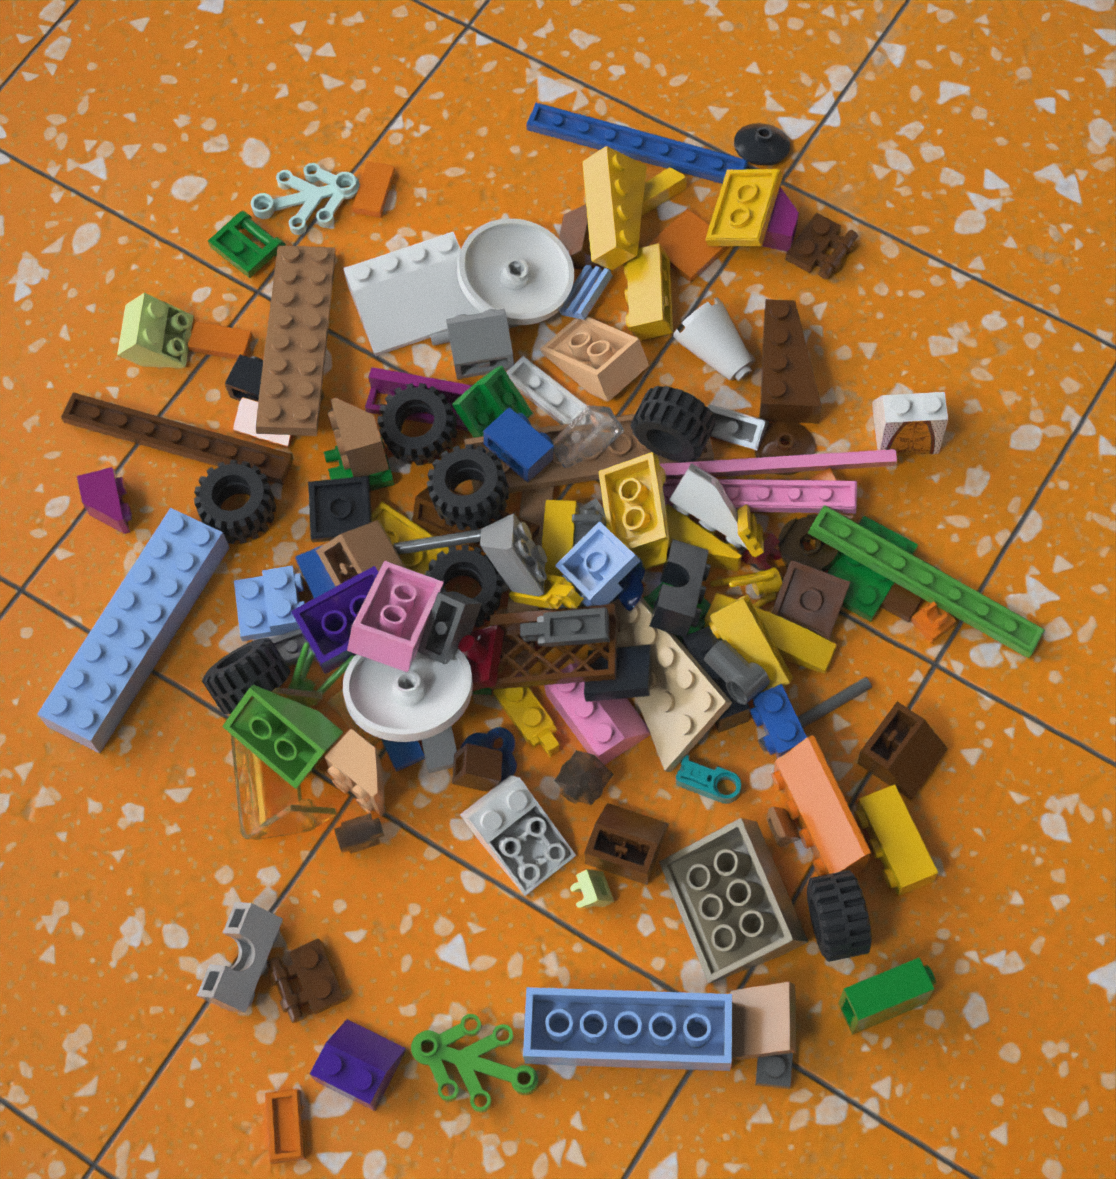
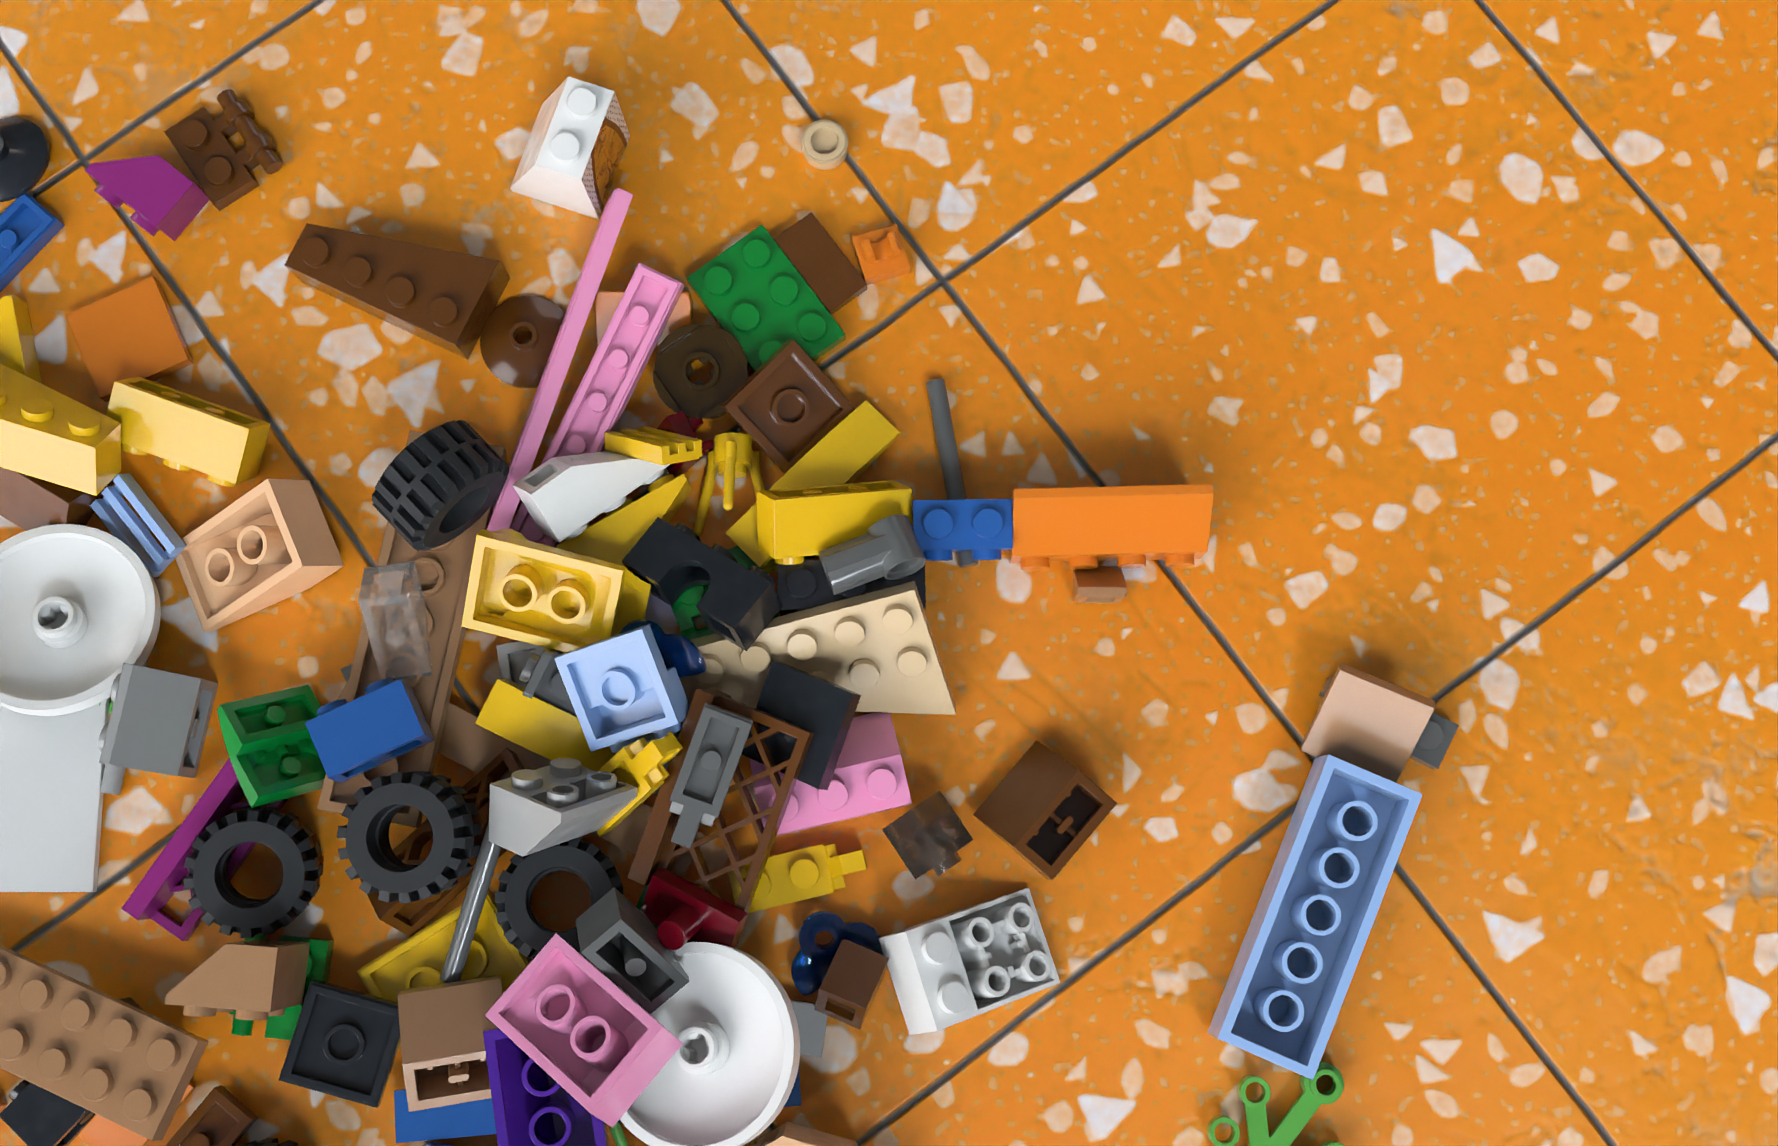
camera: 75 degrees left, 15 degrees up
(545, 392) = (287, 648): white tile -> none
(594, 889) = (1093, 883): yellowish green tile -> none
(705, 781) = (990, 664): teal piece -> none
(715, 340) = (318, 365): white cone -> none
(733, 900) = (1182, 696): dark tan slope -> none
(738, 427) = (467, 392): light grey slope -> none
(744, 207) = (109, 230): yellow tile -> none
(839, 915) = (1270, 563): black tyre -> none
(886, 995) = (1396, 547): green brick -> none
(895, 840) = (1179, 443): yellow brick -> none
(902, 750) = (1058, 379): reddish brown slope -> none
(926, 581) = (821, 240): bright green tile -> none
(987, 562) = (824, 144): none -> tan tile

